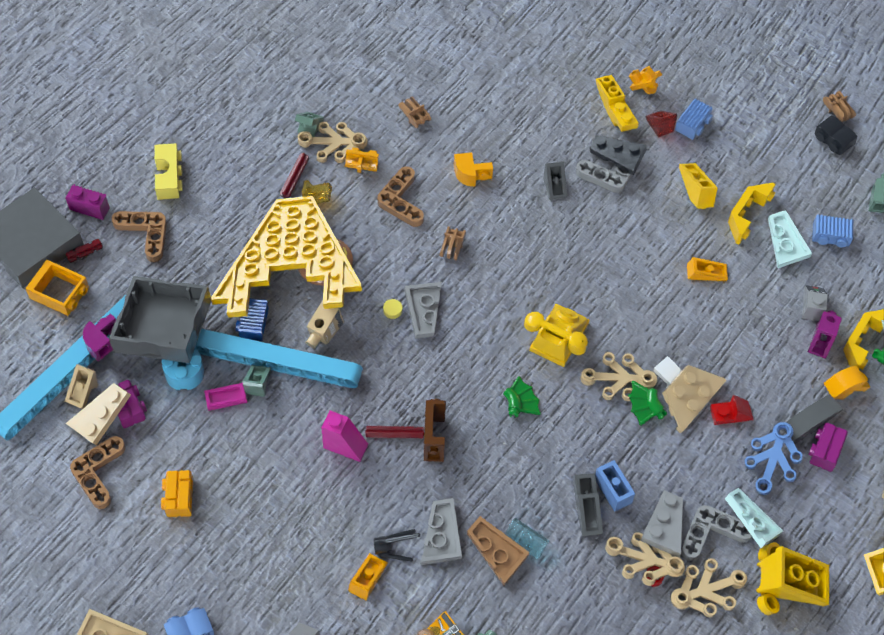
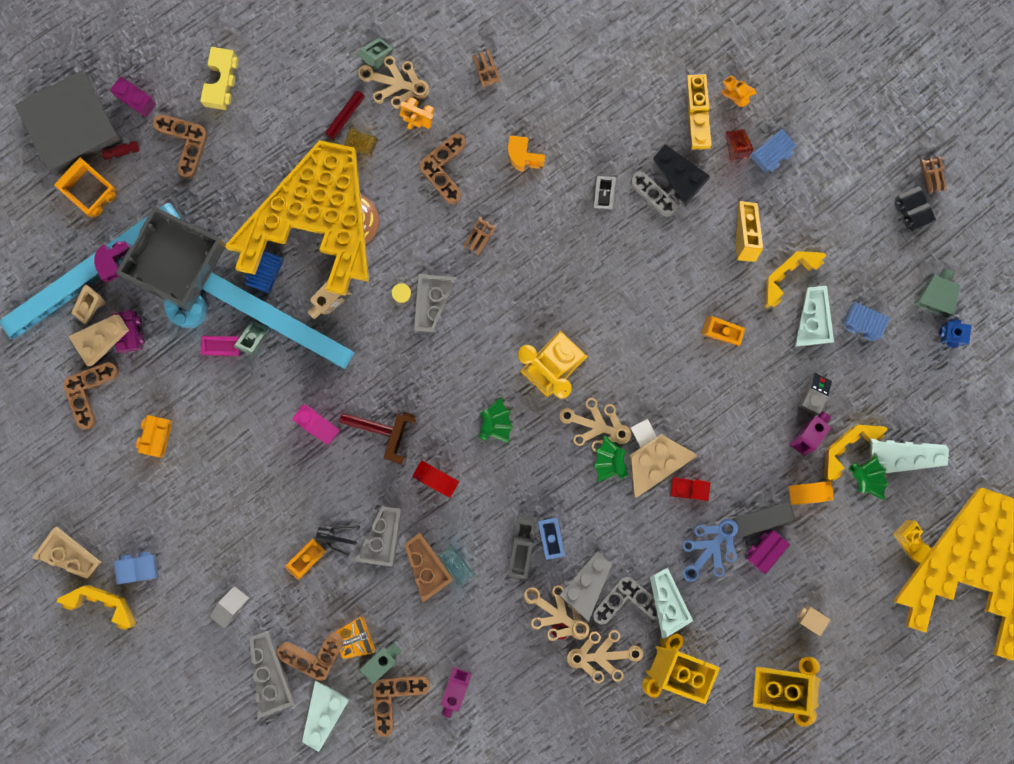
camera: 20 degrees right, 25 degrees up
(480, 458) = (435, 479): none -> red brick

